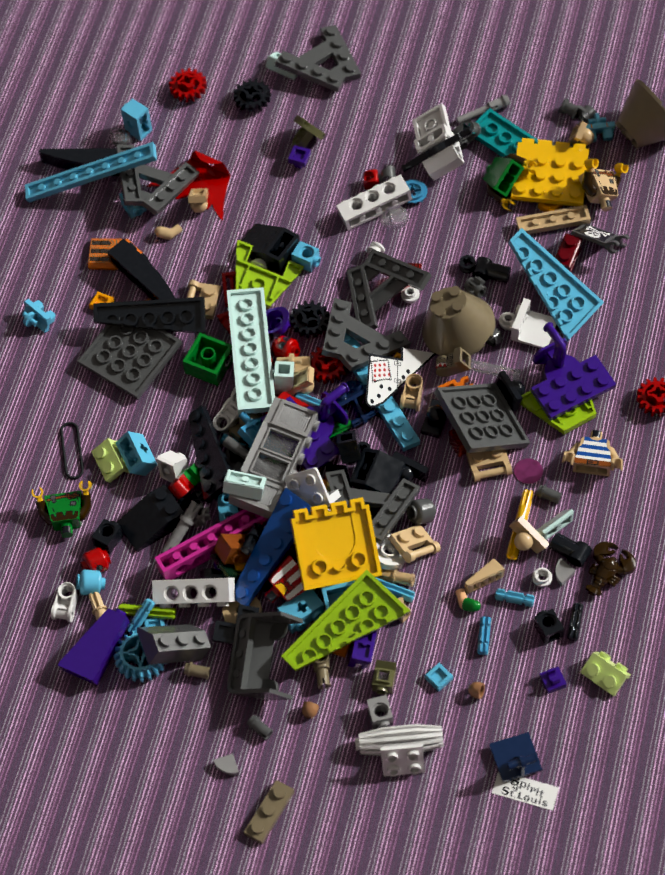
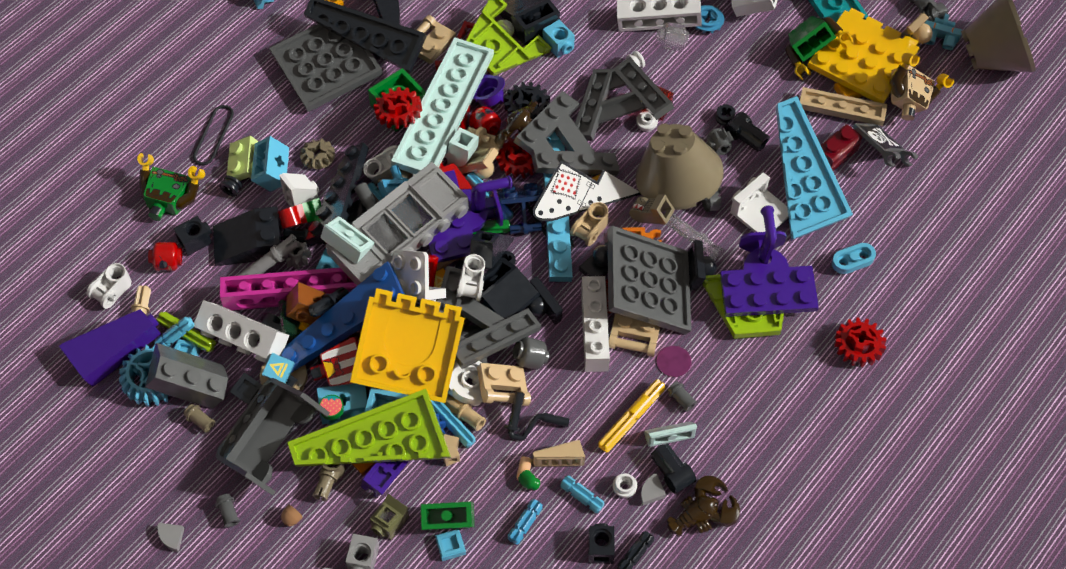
camera: 20 degrees right, 0 degrees up
(89, 582) = (146, 274): medium azure head -> none
(113, 484) = (231, 186): none -> black bush
(173, 432) = (323, 159): none -> dark tan gear
(218, 365) = (398, 108): none -> red gear
(241, 604) = (278, 368): none -> medium azure tile
(299, 612) = (334, 405): none -> tile
(316, 337) = (516, 120): none -> dark brown animal
(352, 473) = (471, 280): none -> white piece
(428, 656) = (447, 515): none -> green brick
(435, 560) = (544, 417): none -> black piece
(457, 468) = (595, 324): none -> white brick
(502, 319) = (731, 188): white plate -> none
(527, 536) = (630, 432): tan tile -> none
(593, 456) = (752, 375): torso -> none
(618, 335) = (852, 259): none -> medium azure plate

